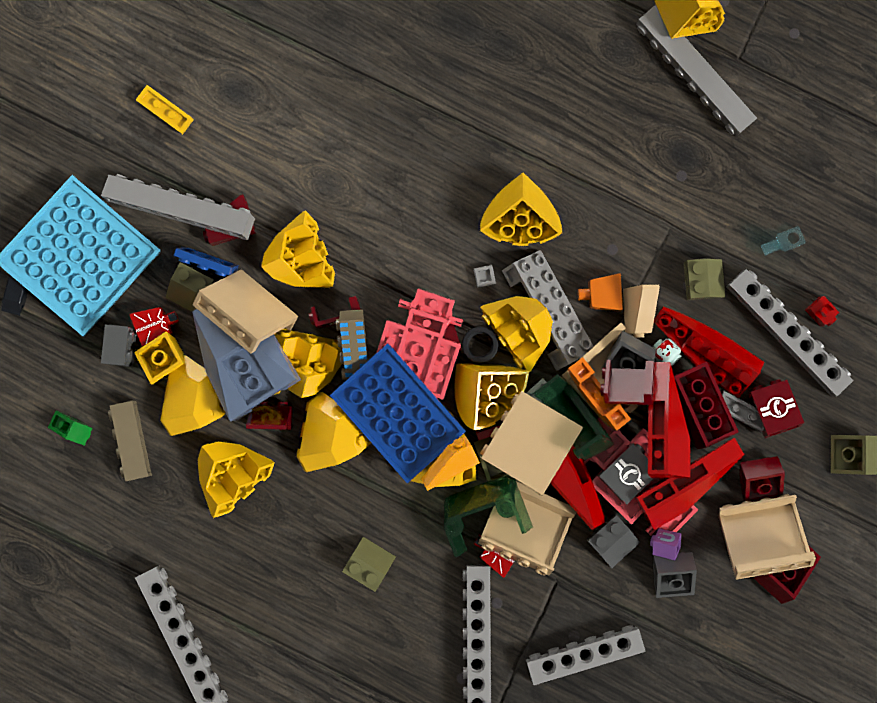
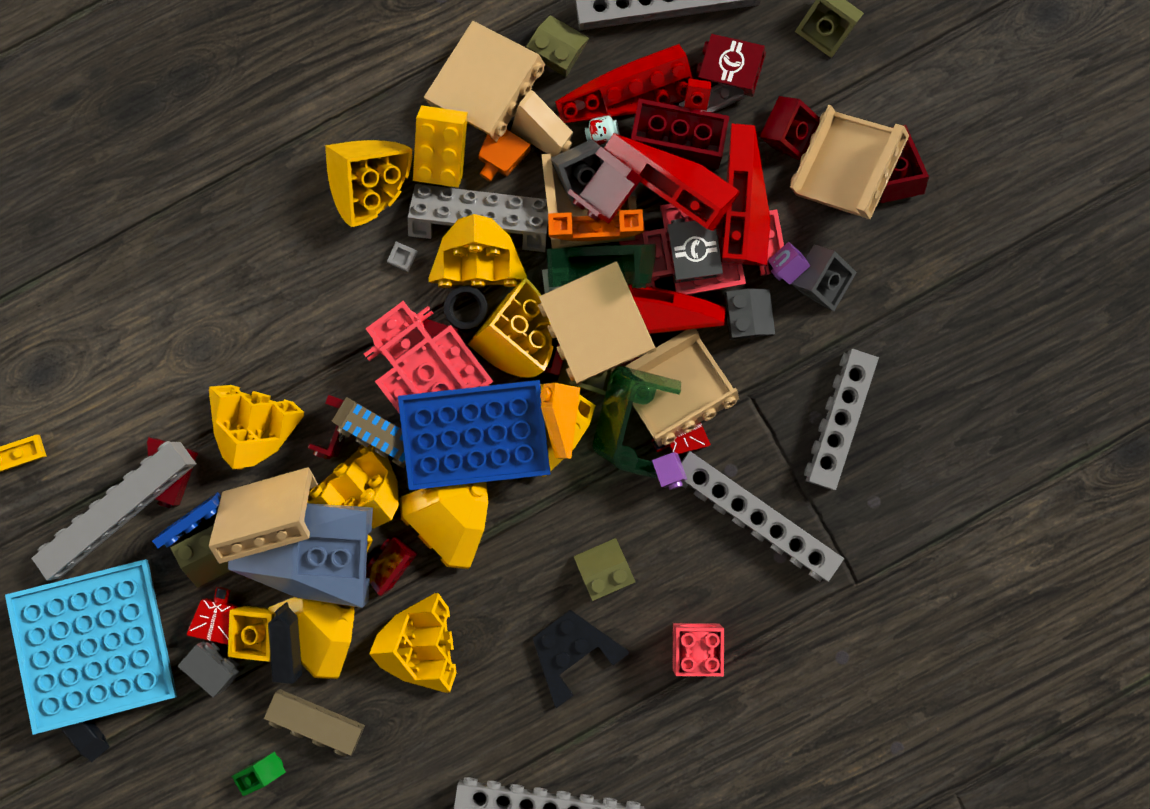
camera: 55 degrees left, 0 degrees up
(167, 386) = (285, 646): none -> black piece
(301, 573) = (565, 644): none -> black wing
(359, 666) = (698, 649): none -> coral brick
(466, 562) = (670, 471): none -> medium lavender brick
(577, 250) = (439, 146): none -> yellow brick
(644, 248) = (486, 79): none -> tan panel
(738, 400) = (697, 88): none -> red plate

